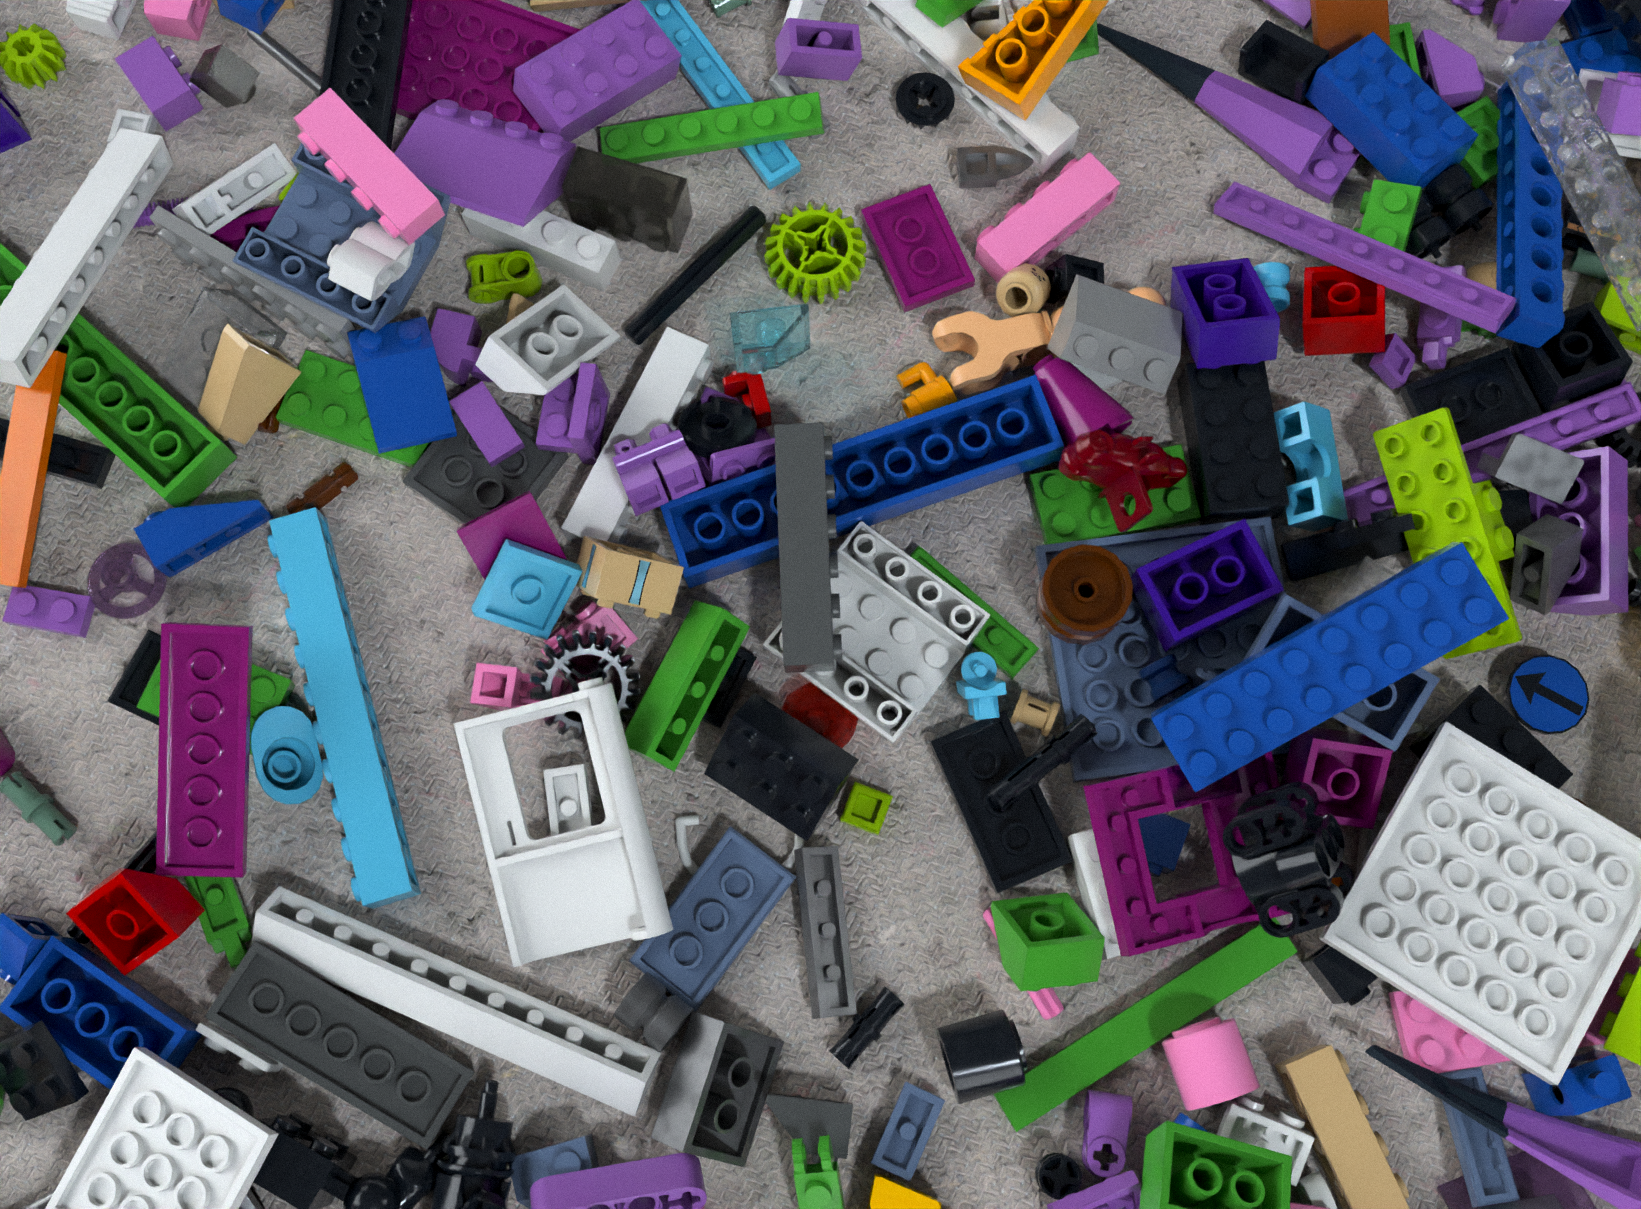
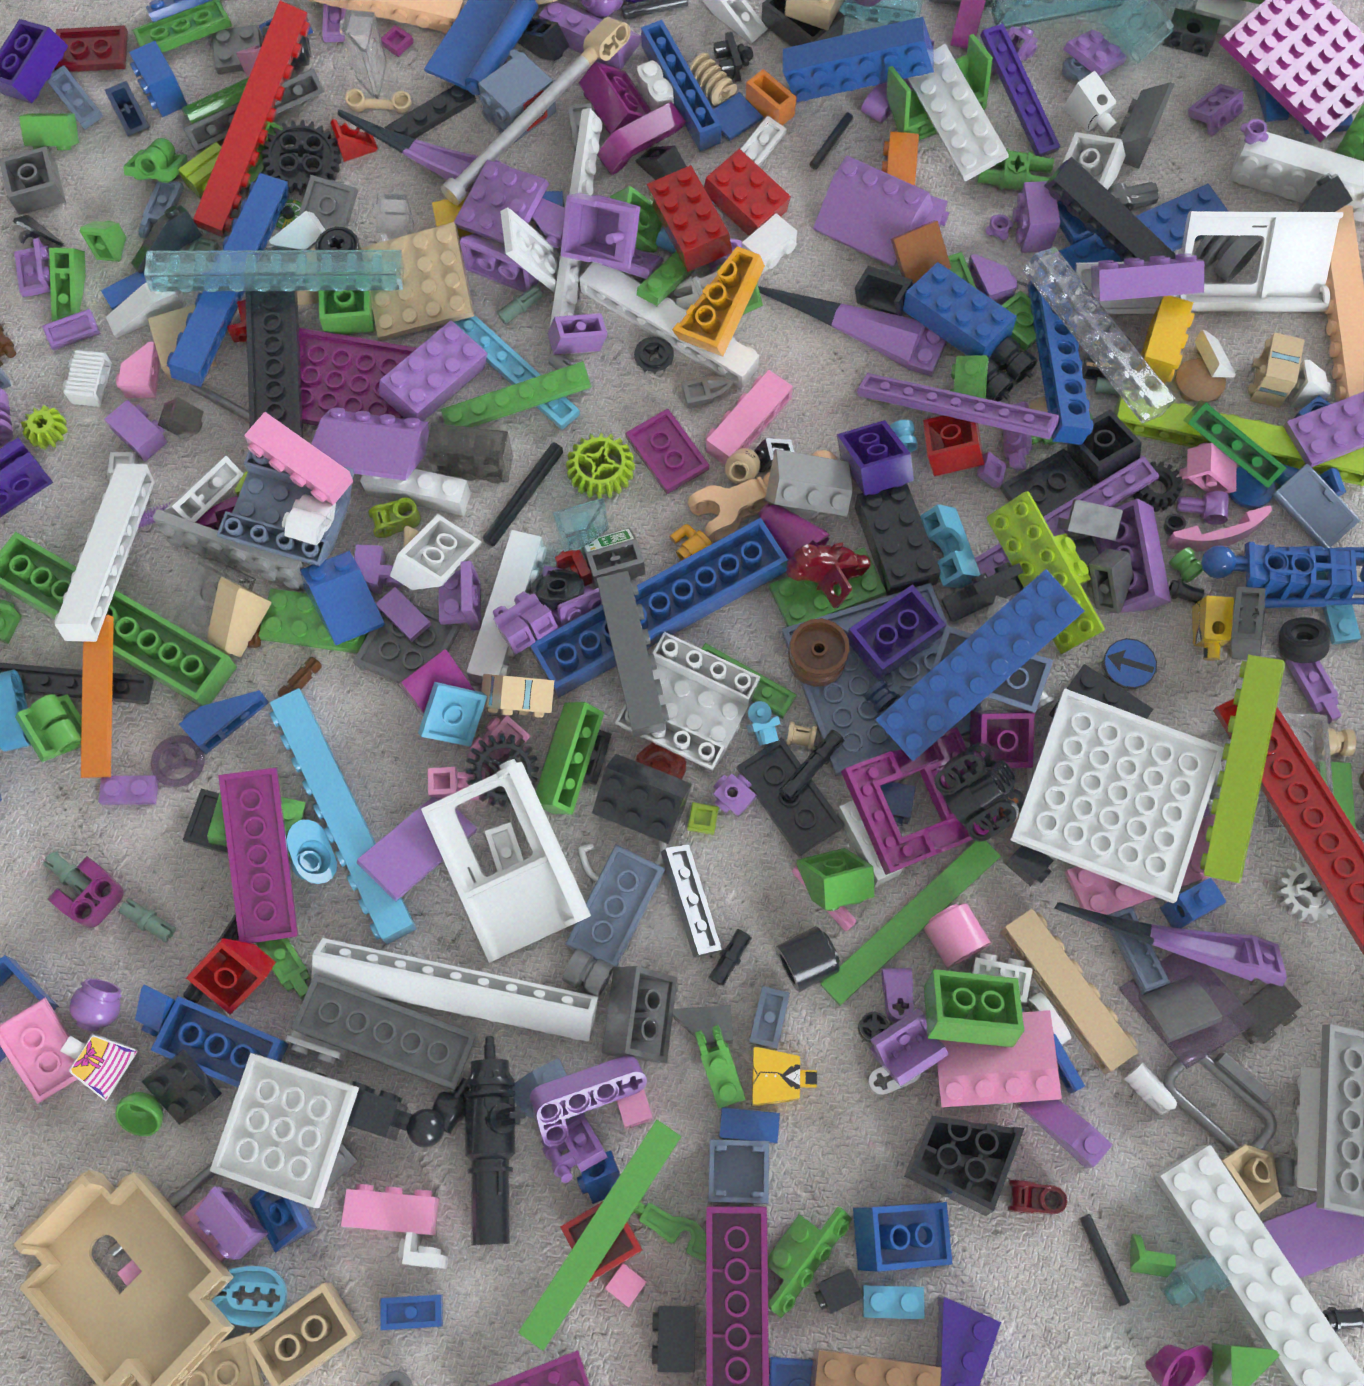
camera: 10 degrees left, 5 degrees down
(423, 783) = (406, 853): none -> medium lavender tile
(810, 391) = (614, 554): none -> flat silver slope
(923, 799) = (741, 801): none -> medium lavender brick

